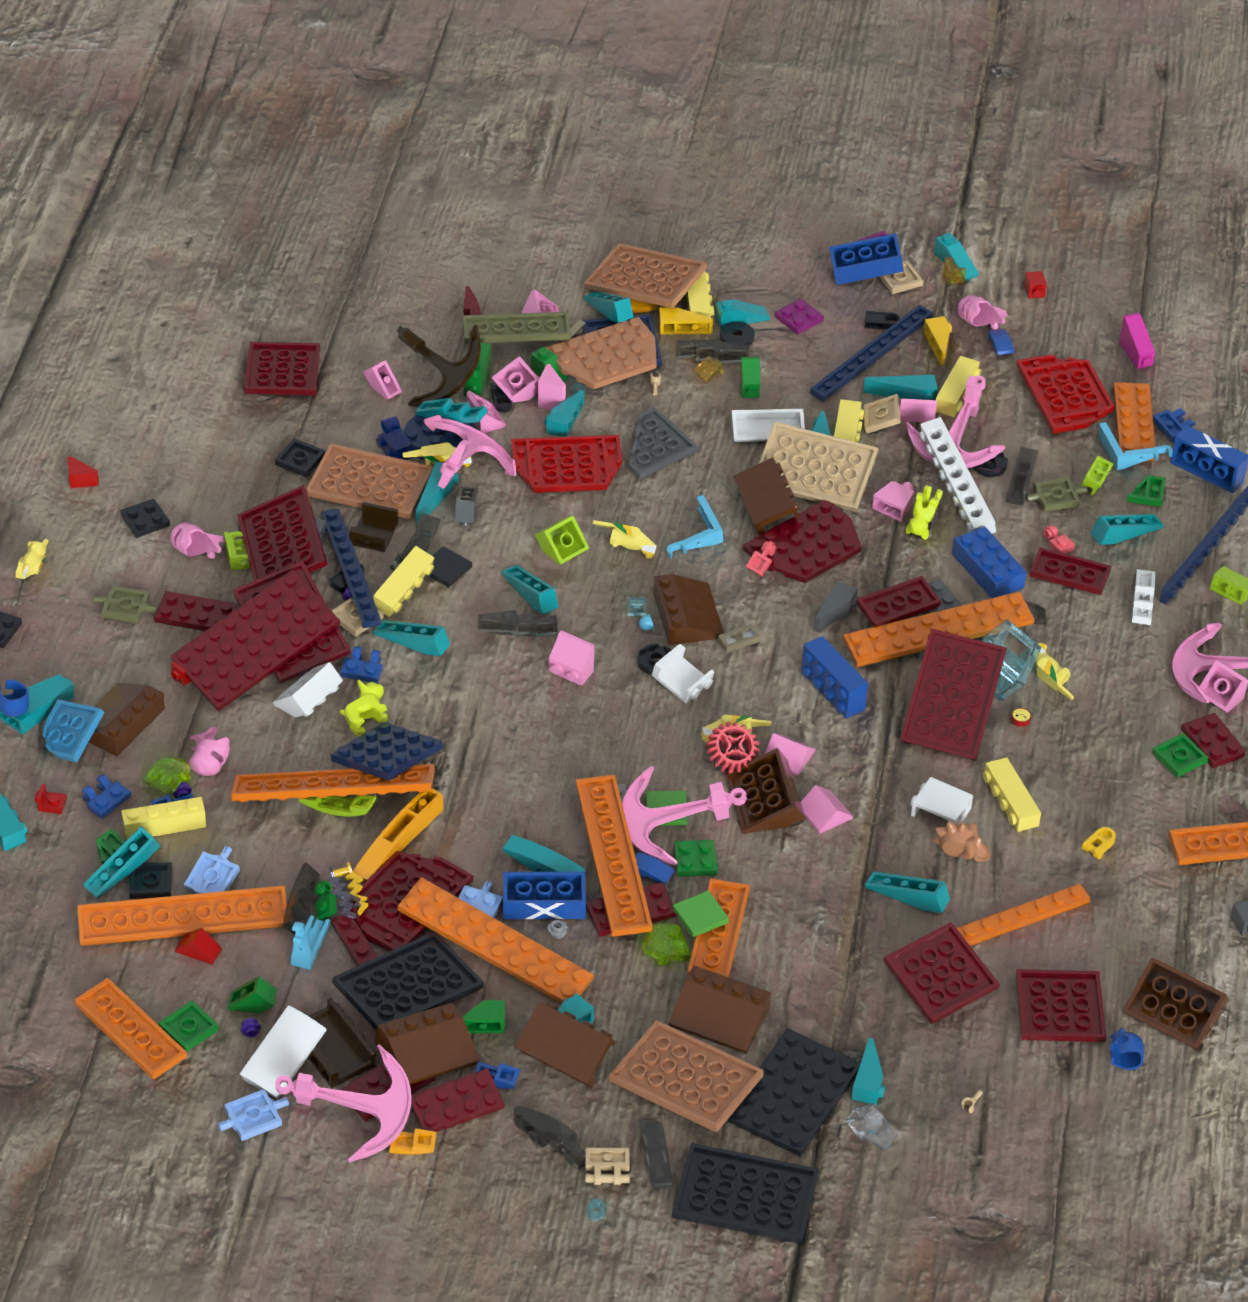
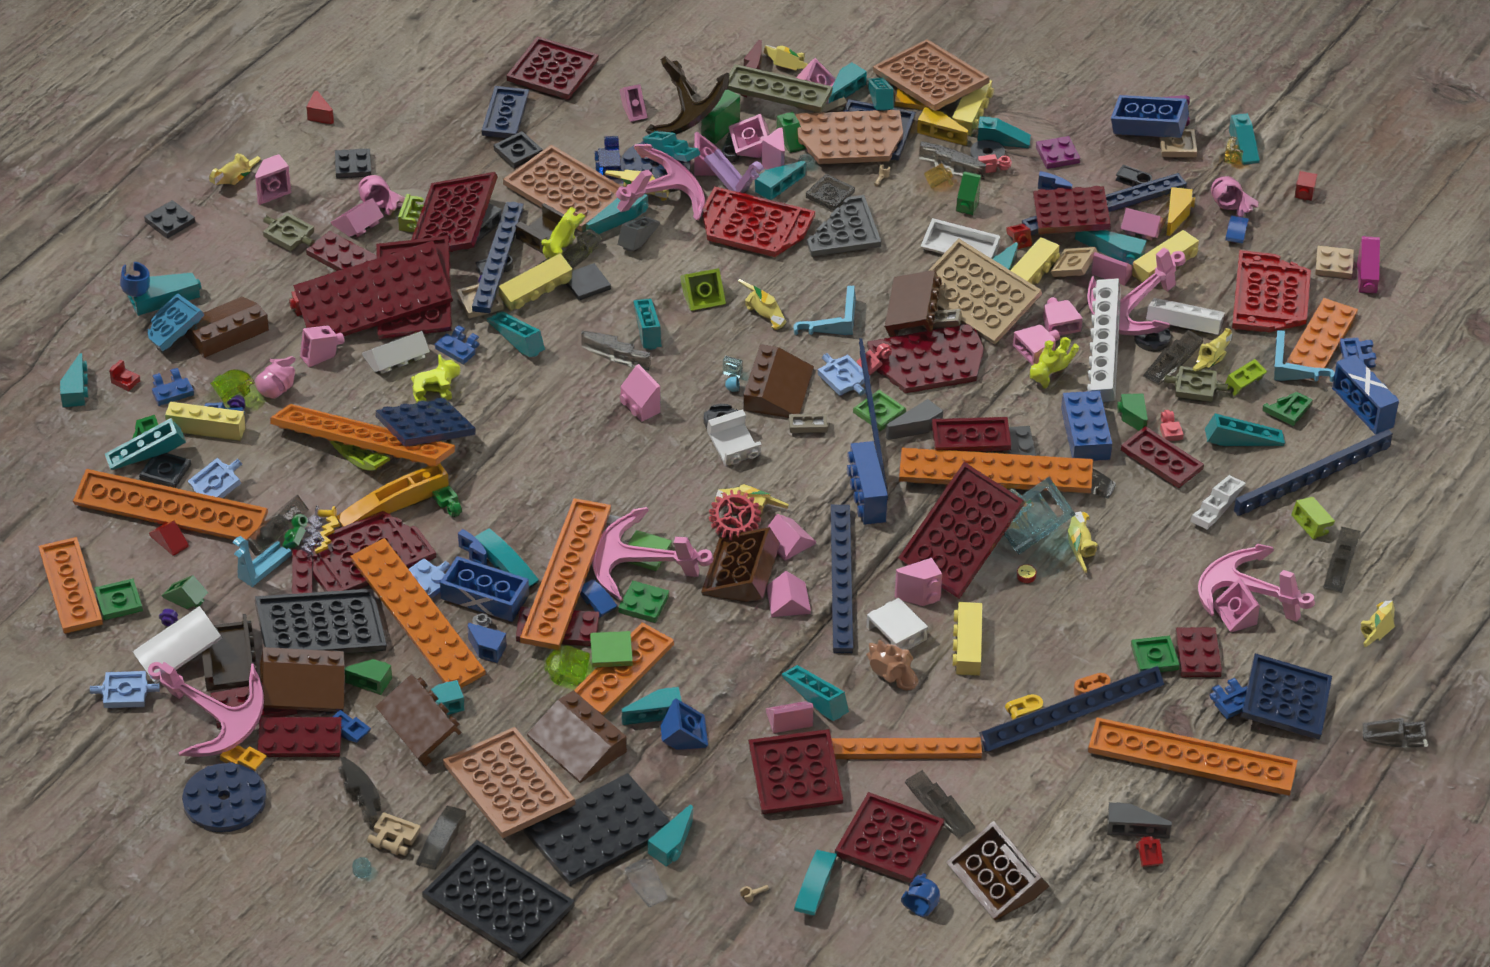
camera: 25 degrees right, 0 degrees up
(83, 555) = (272, 179): none -> bright pink slope
(187, 570) = (358, 218): none -> bright pink slope
(230, 707) = (319, 344): none -> bright pink torso
(264, 424) = (505, 112): none -> dark blue plate
(400, 527) = (562, 234): none -> neon yellow animal
(420, 1168) = (205, 788): none -> dark blue plate
(448, 818) = (447, 497): none -> green plate
(499, 296) = (785, 57): none -> light yellow animal
(501, 856) = (476, 550): none -> blue slope
(521, 425) = (729, 175): none -> lavender hinge
(571, 300) = (848, 81): none -> teal slope
(575, 947) = (487, 643): none -> blue slope
(620, 413) = (830, 192): none -> clear smoke plate
(742, 582) = (842, 374): none -> light blue plate
(759, 340) = (992, 162): none -> coral plate
(777, 952) = (651, 707): none -> teal slope
(778, 592) = (871, 408): none -> dark blue piece
(793, 606) = (885, 410): none -> bright green tile
(805, 499) = (947, 318): none -> dark tan piece
(812, 967) = (684, 727): none -> blue slope
(817, 402) = (1020, 234): none -> red bracket
(823, 347) = (1052, 182): none -> blue slope
(851, 366) = (1071, 210): none -> dark red plate
(861, 776) = (841, 579): none -> dark blue plate
(900, 921) = (790, 716): none -> bright pink slope
(902, 467) = (1061, 317): none -> bright pink torso
(918, 360) = (1142, 223): none -> bright pink slope
(940, 756) = (919, 583): none -> bright pink slope
(1008, 434) = (1185, 315): none -> white slope
(1020, 536) = (1133, 410): none -> green slope
(1024, 1071) = (815, 882): none -> teal slope
(1053, 459) = (1214, 351): none -> light yellow animal
(1083, 959) = (940, 804): none -> clear smoke slope
(1101, 347) = (1334, 262): none -> tan plate
(1141, 829) = (1071, 708): none -> dark blue plate
(1146, 804) = (1090, 683): none -> orange beam

